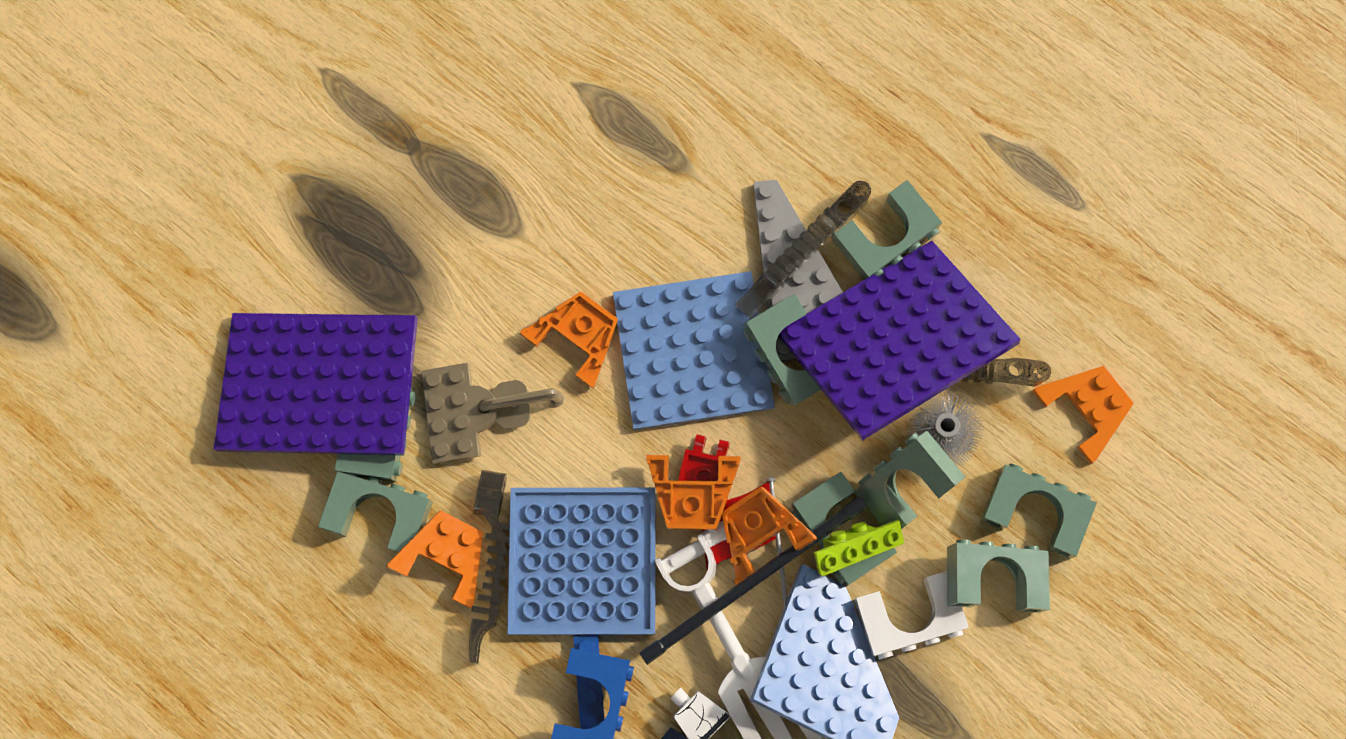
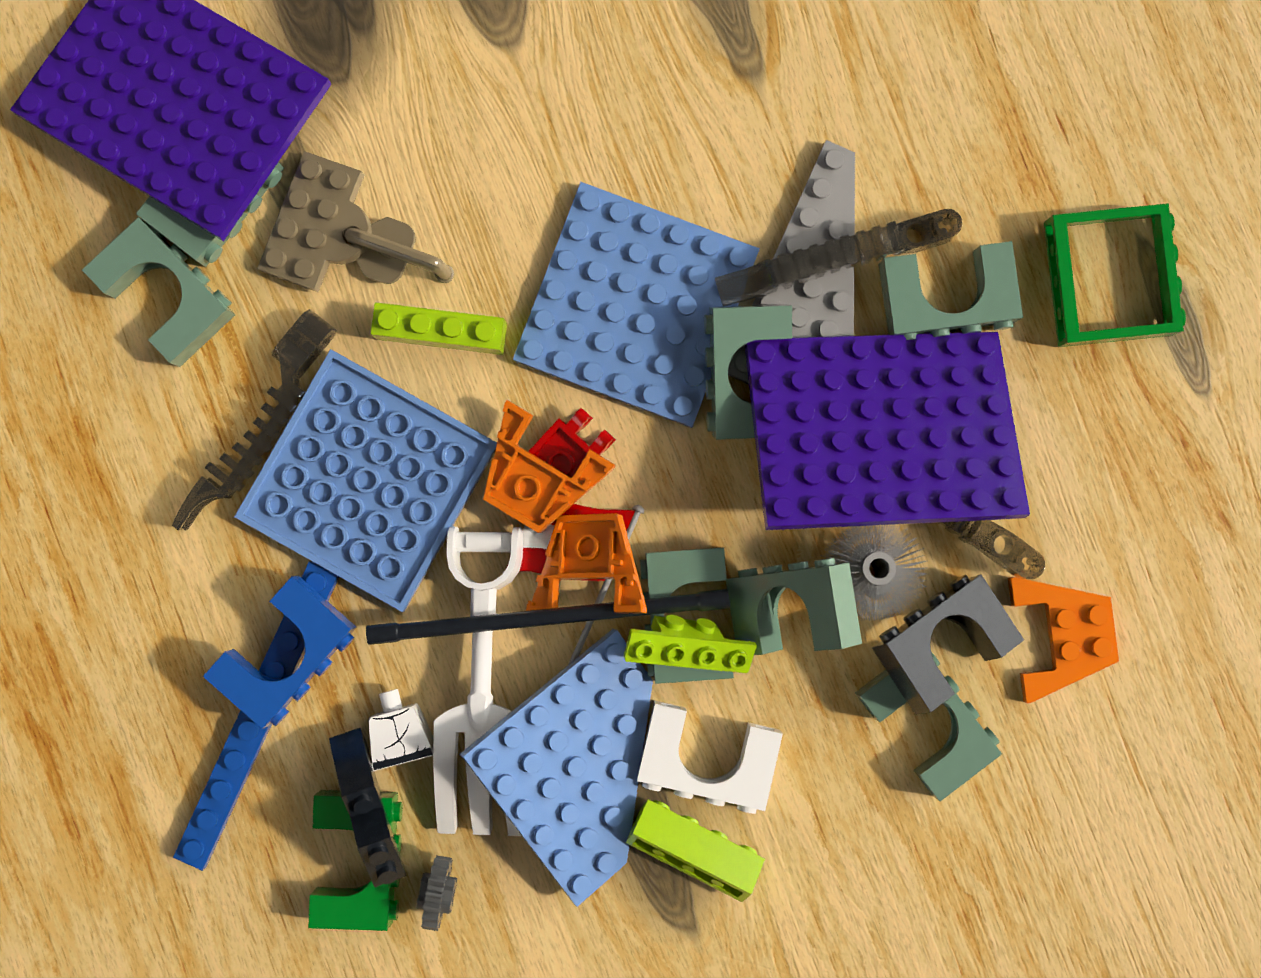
camera: 30 degrees right, 10 degrees up
(449, 545) = (222, 375): orange wing -> none
(575, 435) = (439, 328): none -> lime brick
(582, 324) = (523, 202): orange wing -> none
(939, 681) = (696, 850): none -> lime brick
(954, 188) = (1063, 284): none -> green window
(996, 469) = (907, 649): none -> arch
(1027, 566) = (875, 782): arch -> none

